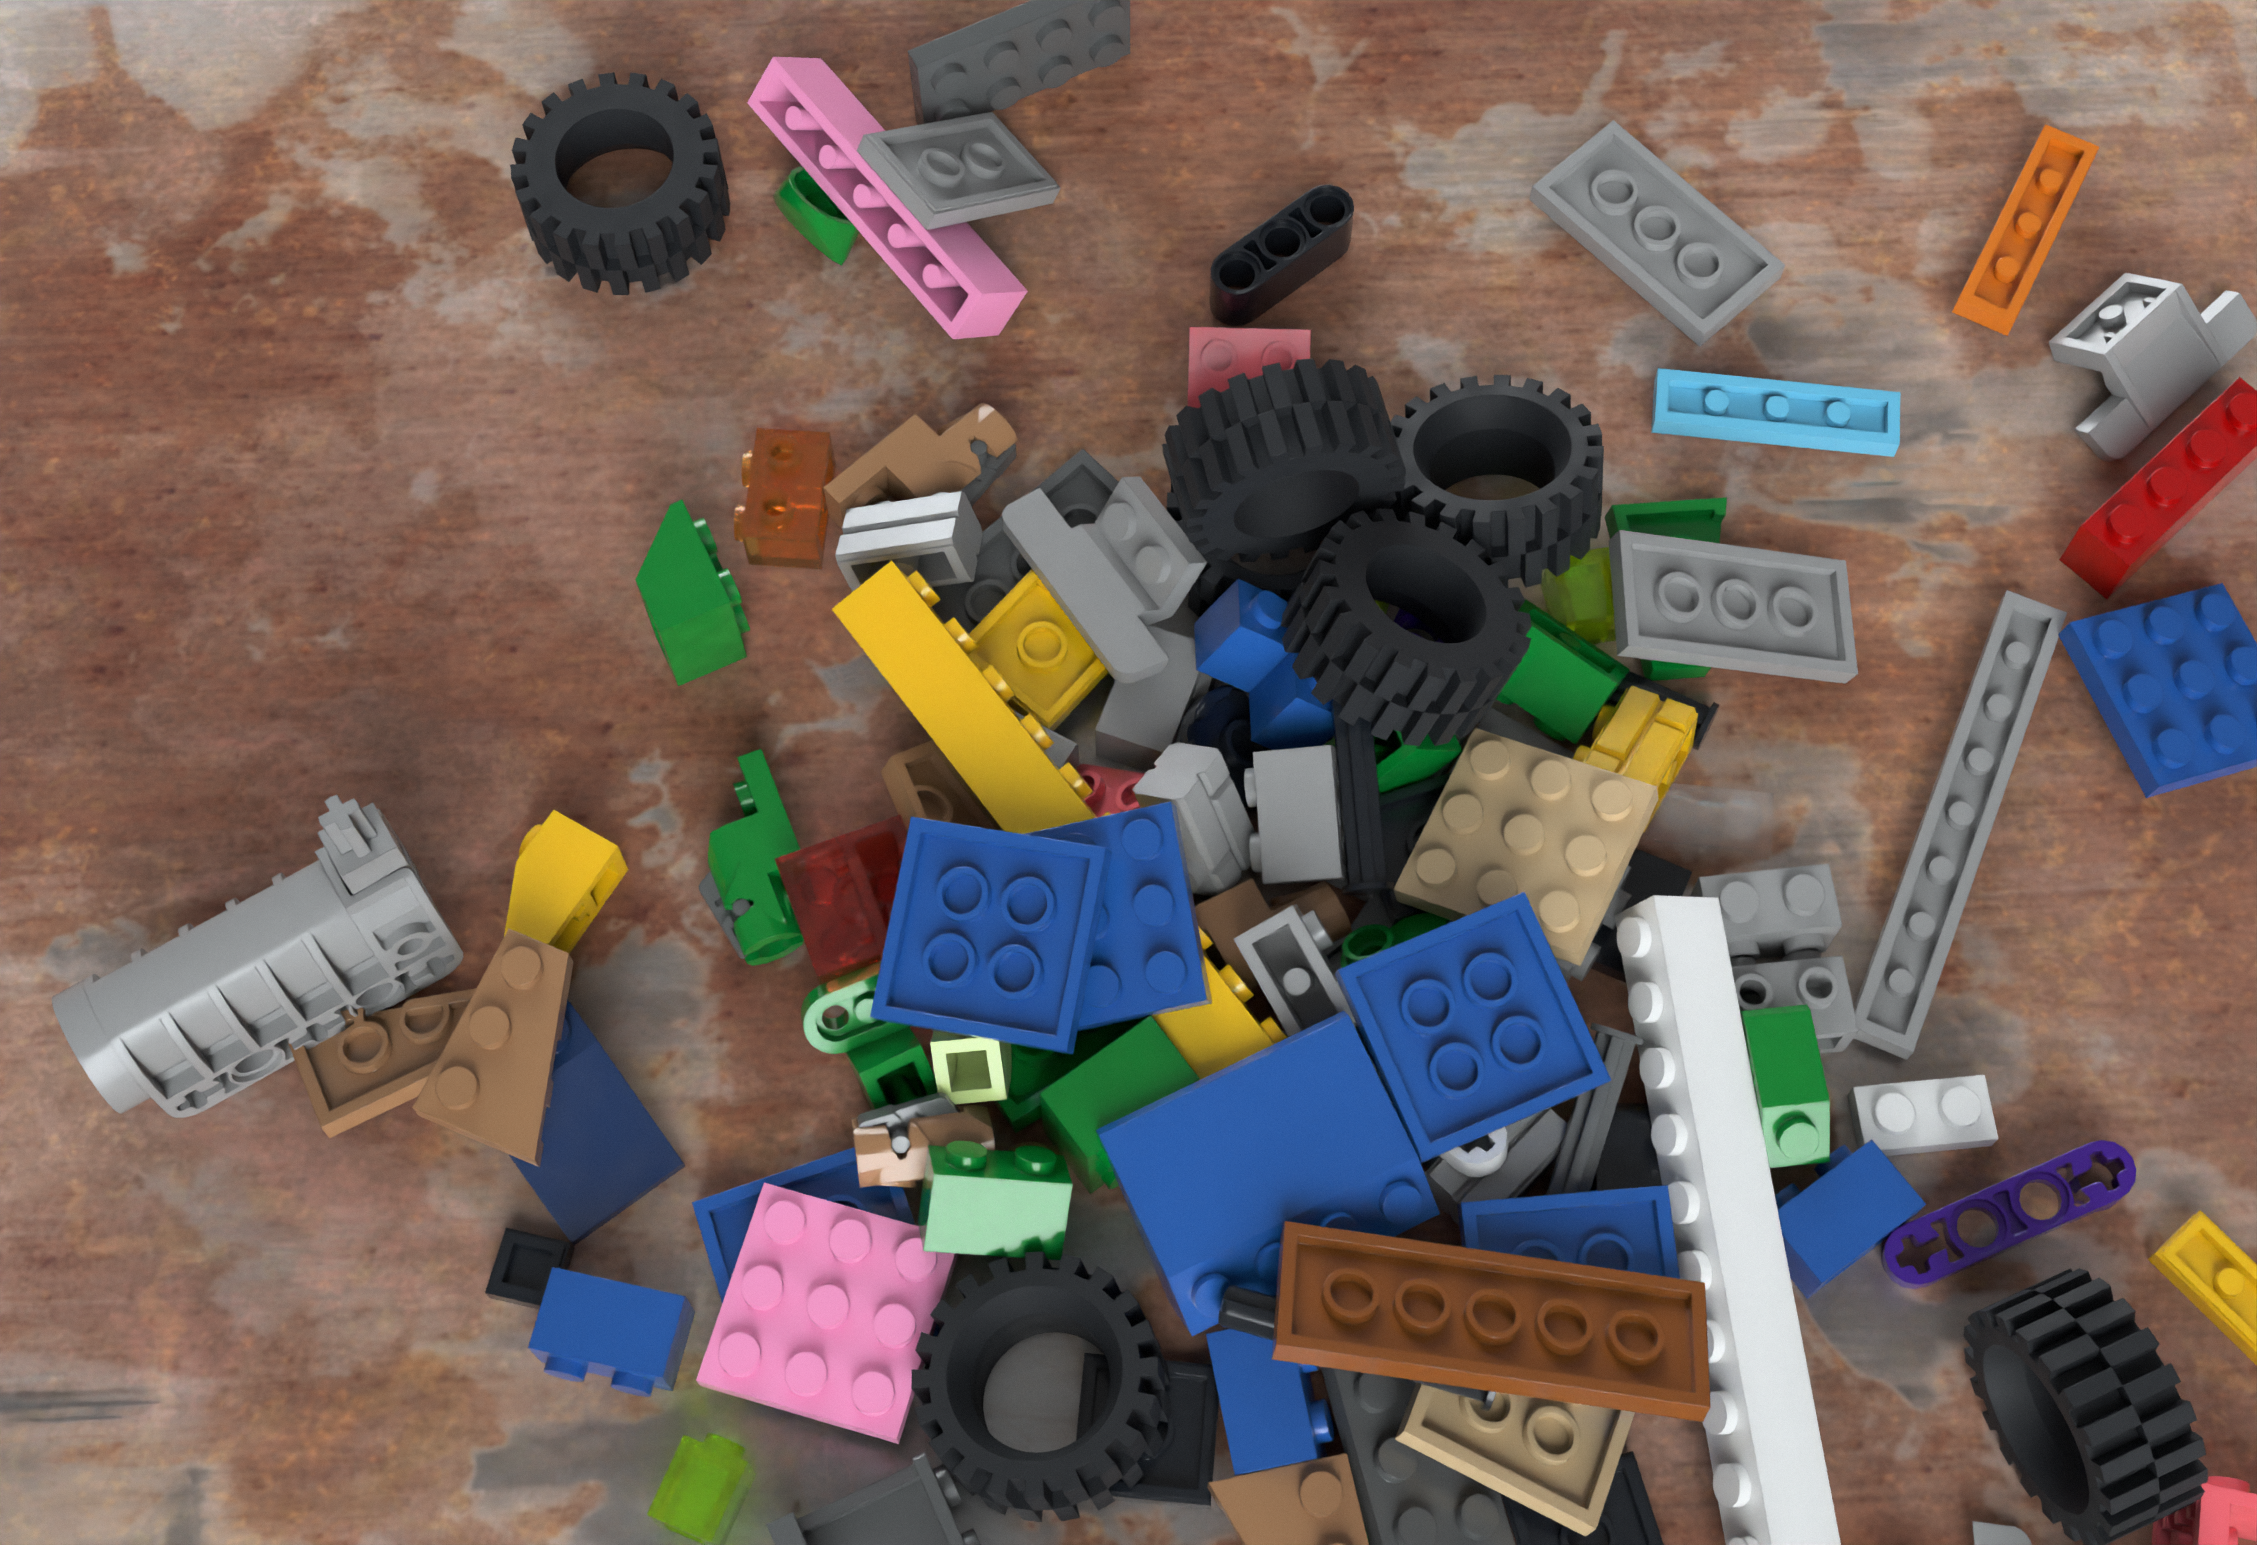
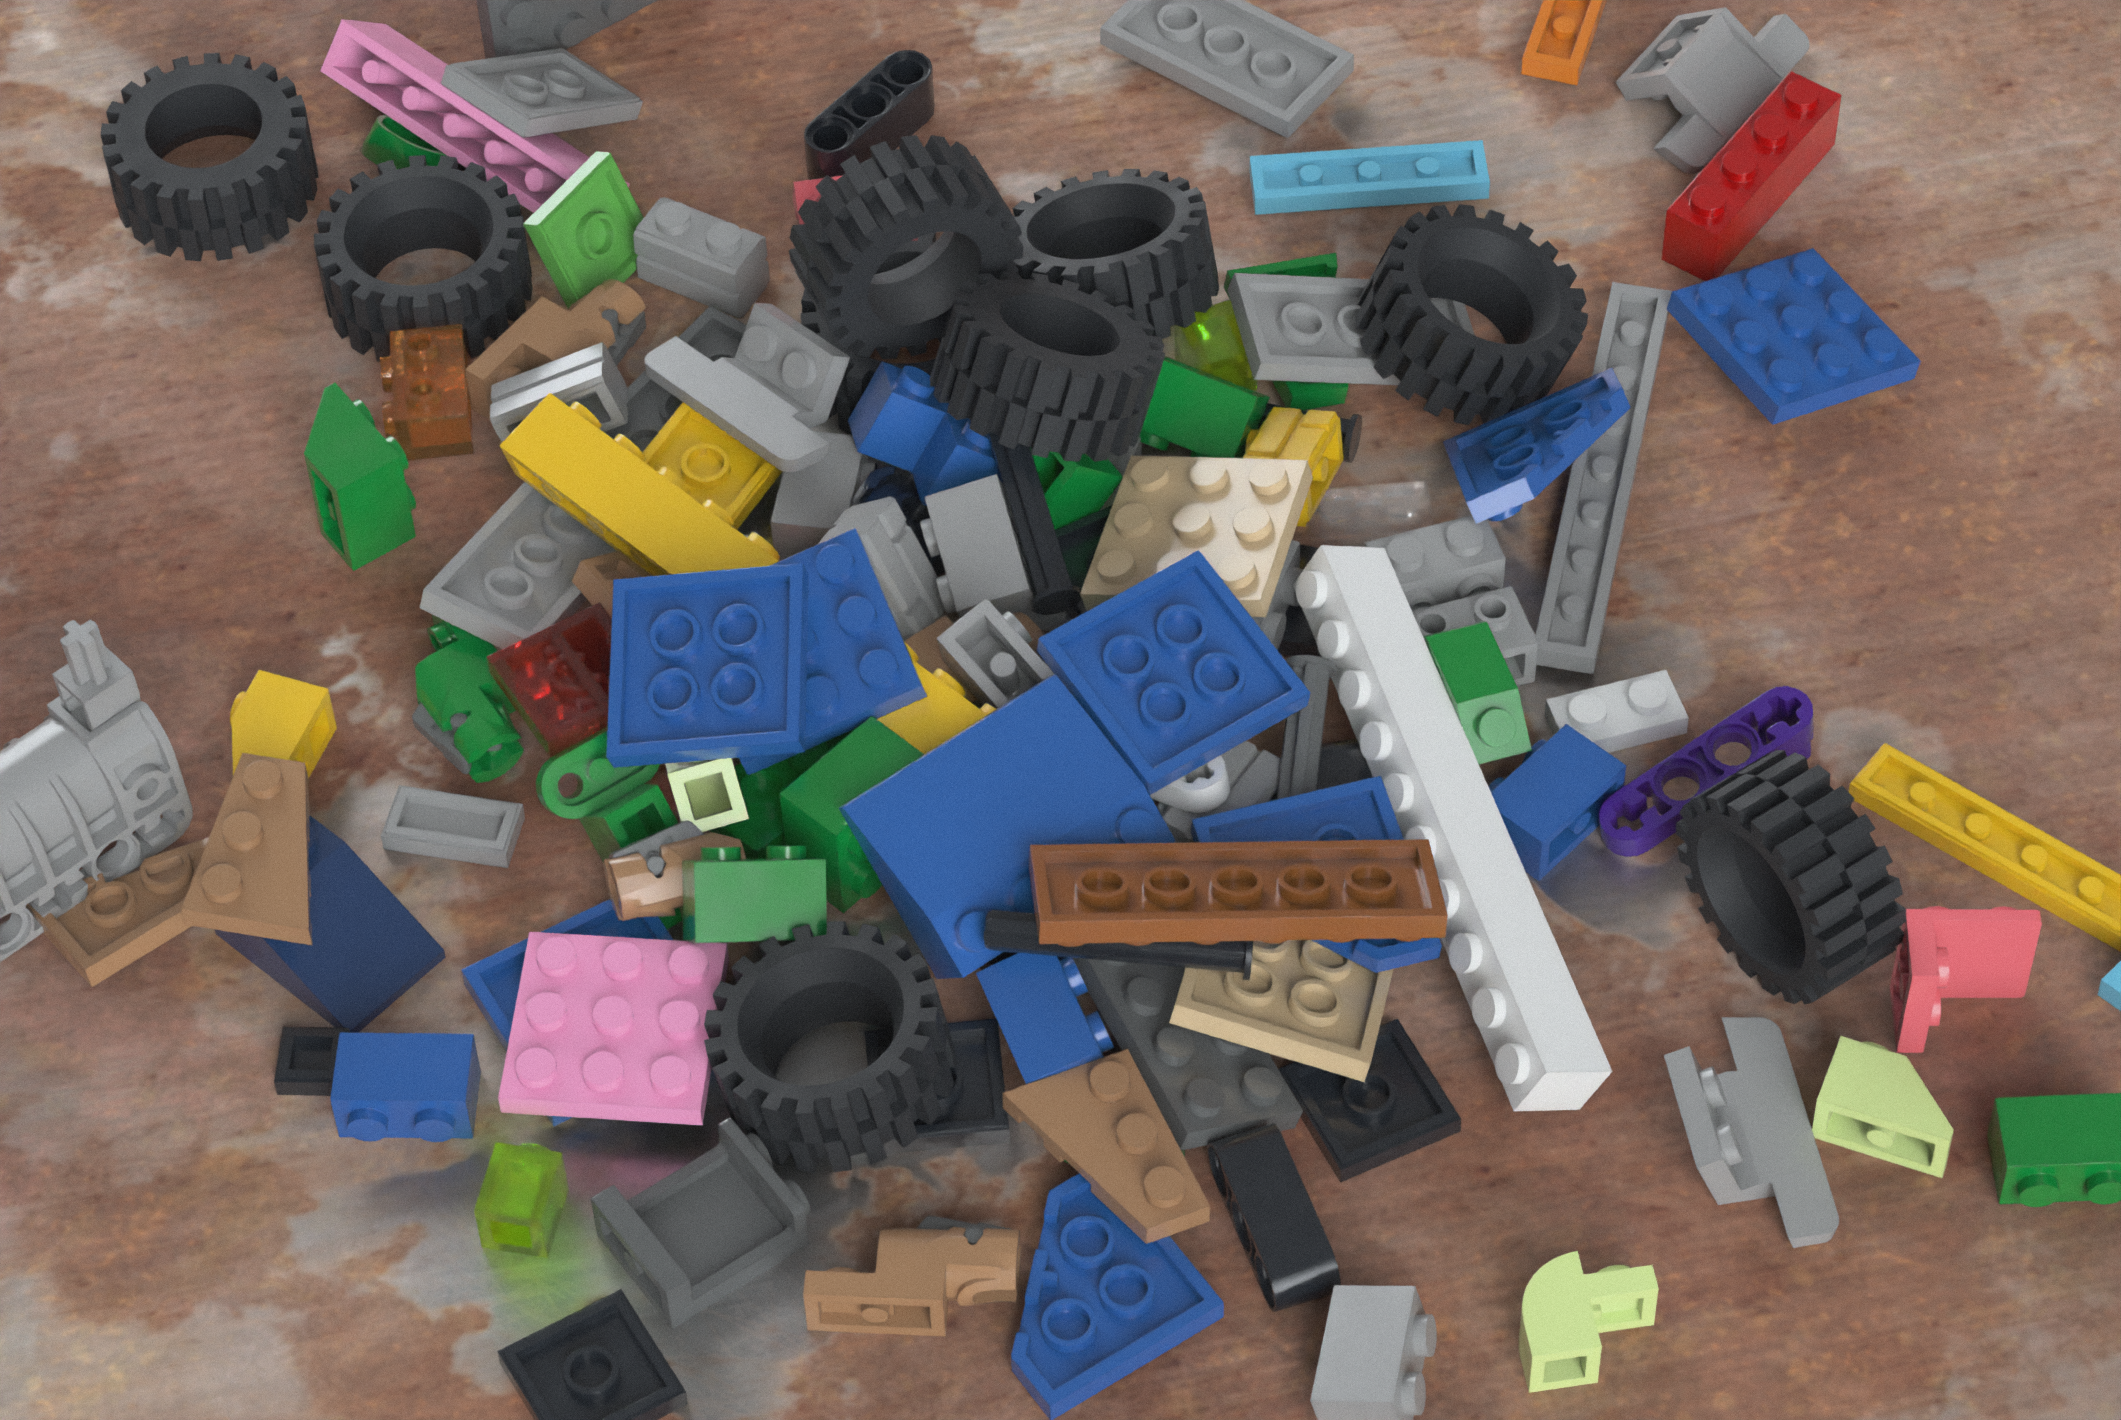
camera: 10 degrees left, 15 degrees down
(719, 1015) = (453, 826): none -> light grey tile
(796, 286) = (415, 212): none -> black tyre
(825, 749) = (515, 572): none -> light grey plate
(977, 346) = (587, 229): none -> bright green tile
(1084, 388) = (701, 257): none -> light grey brick
(1891, 789) = (1530, 447): none -> blue plate
(1901, 582) = (1496, 275): none -> black tyre

